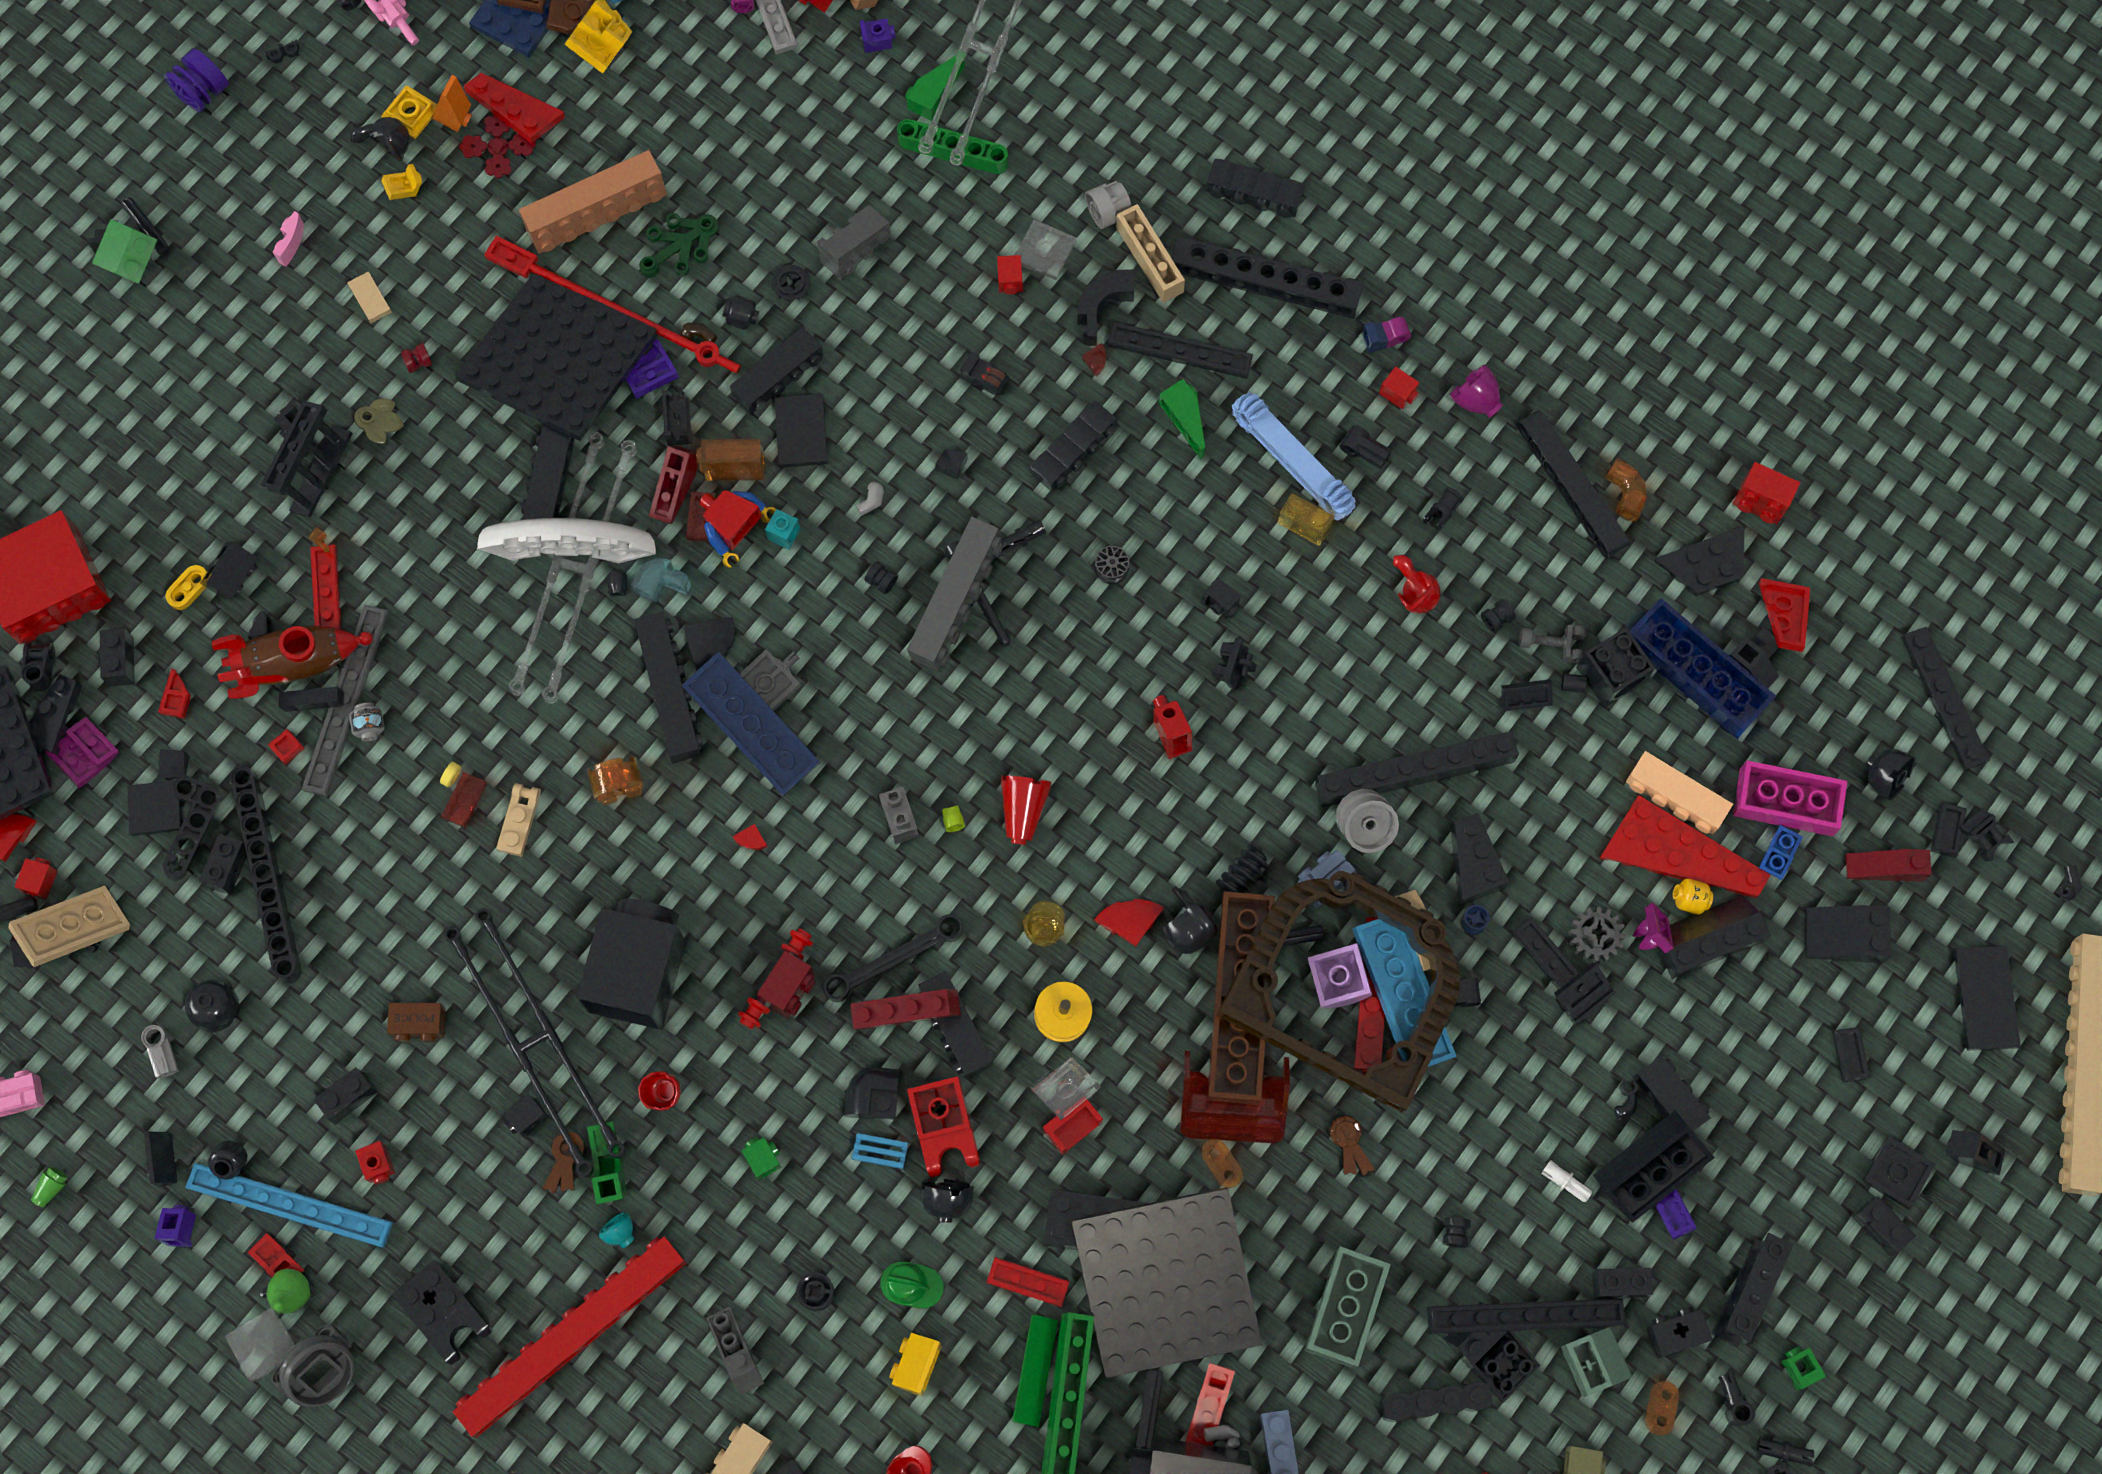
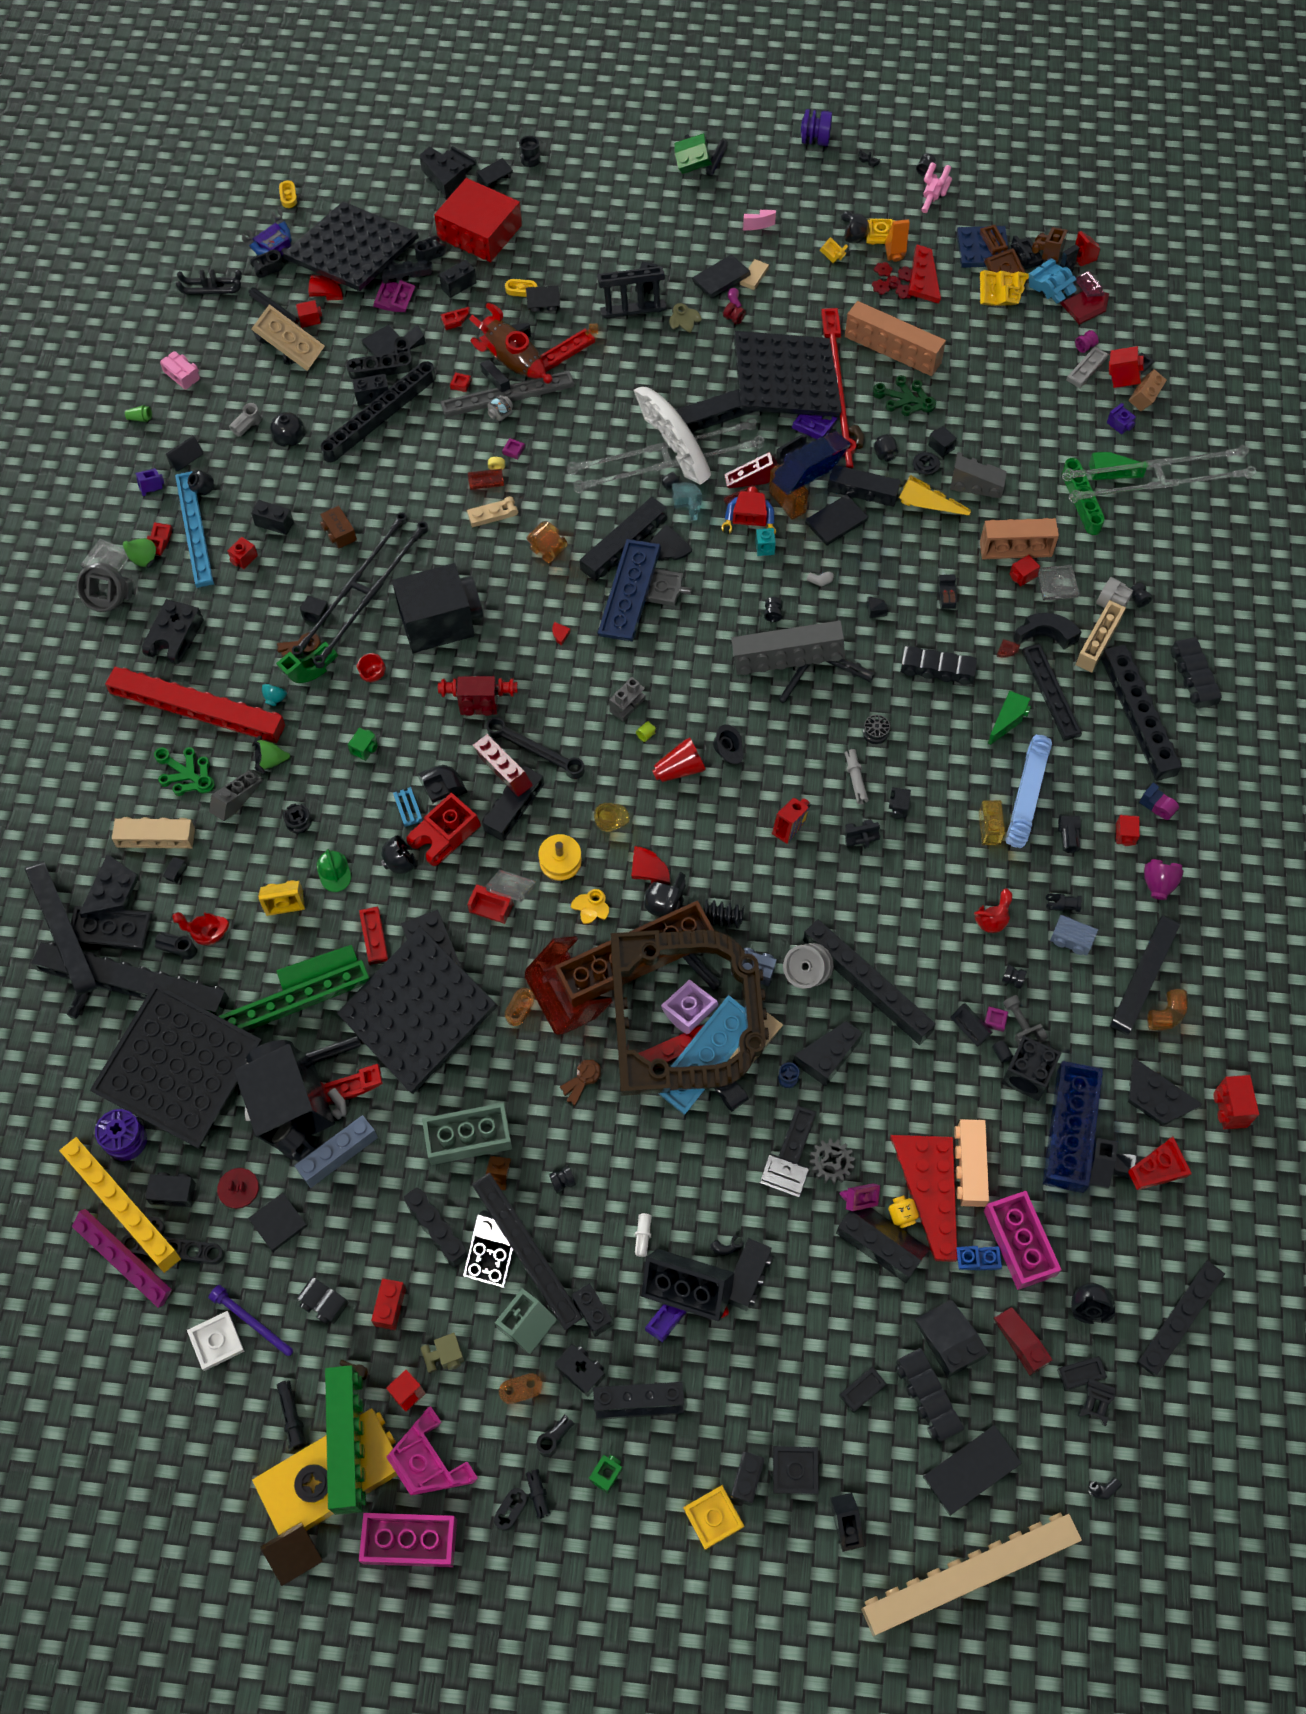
camera: 60 degrees right, 10 degrees down
(346, 337) = (721, 276): none -> black tile
(389, 343) = (733, 297): none -> magenta arm
(437, 740) = (513, 448): none -> magenta tile
(662, 1395) = (185, 773): none -> green plant
(706, 1278) = (268, 755): none -> bright green hat
(727, 411) = (810, 462): none -> clear blue brick
(773, 245) = (942, 441): none -> black brick
(836, 317) = (919, 495): none -> yellow wedge
(968, 252) = (1018, 538): none -> nougat brick
(1034, 738) = (729, 744): none -> black piece
(1124, 175) = (1140, 595): none -> black wheel
(1142, 1016) = (591, 909): none -> yellow plate
(1158, 624) = (854, 769): none -> light grey pin
(1407, 1298) = (499, 1169): none -> reddish brown bracket
(1487, 524) = (1073, 935): none -> sand blue brick
(1532, 665) = (996, 1019): none -> magenta tile
(1894, 992) = (930, 1396): none -> black brick
(1900, 1283) = (713, 1517): none -> yellow tile

